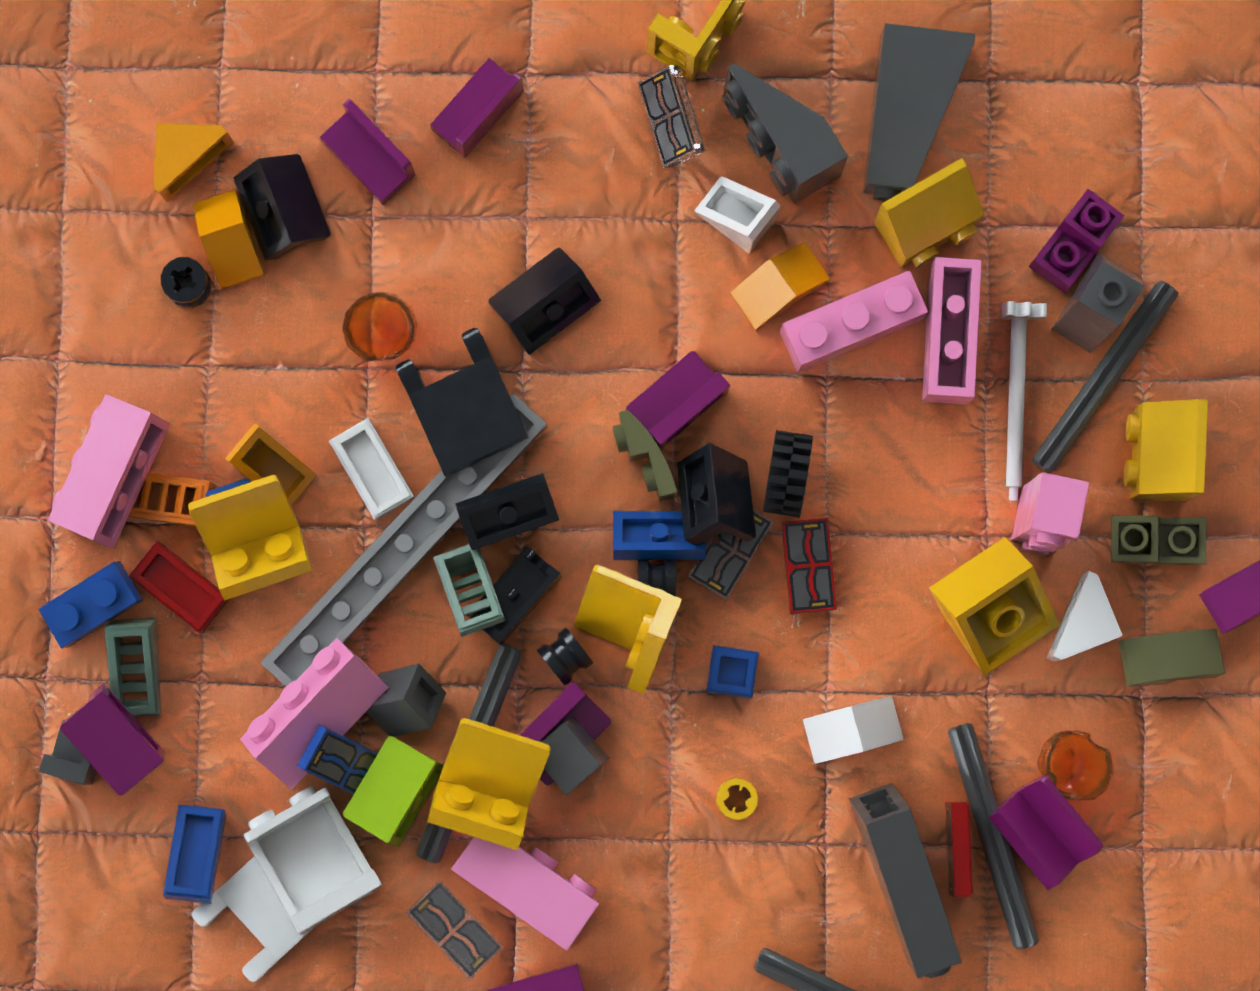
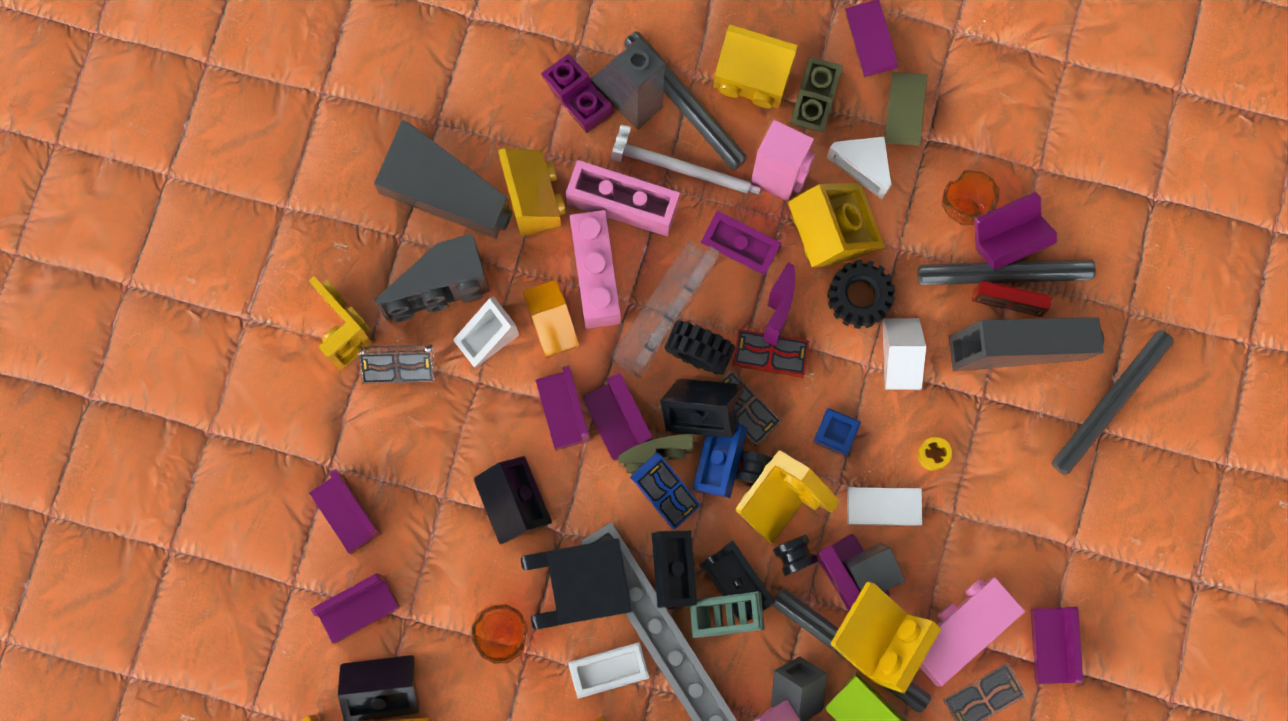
camera: 75 degrees left, 5 degrees down
(600, 478) = (665, 491): none -> tile
(654, 752) = (884, 506): none -> white tile
(670, 330) = (562, 409): none -> magenta panel
(830, 421) = (664, 308): none -> clear fence
(879, 560) = (780, 300): none -> magenta slope
(935, 491) = (741, 243): none -> magenta panel
(941, 653) = (861, 273): none -> black tyre

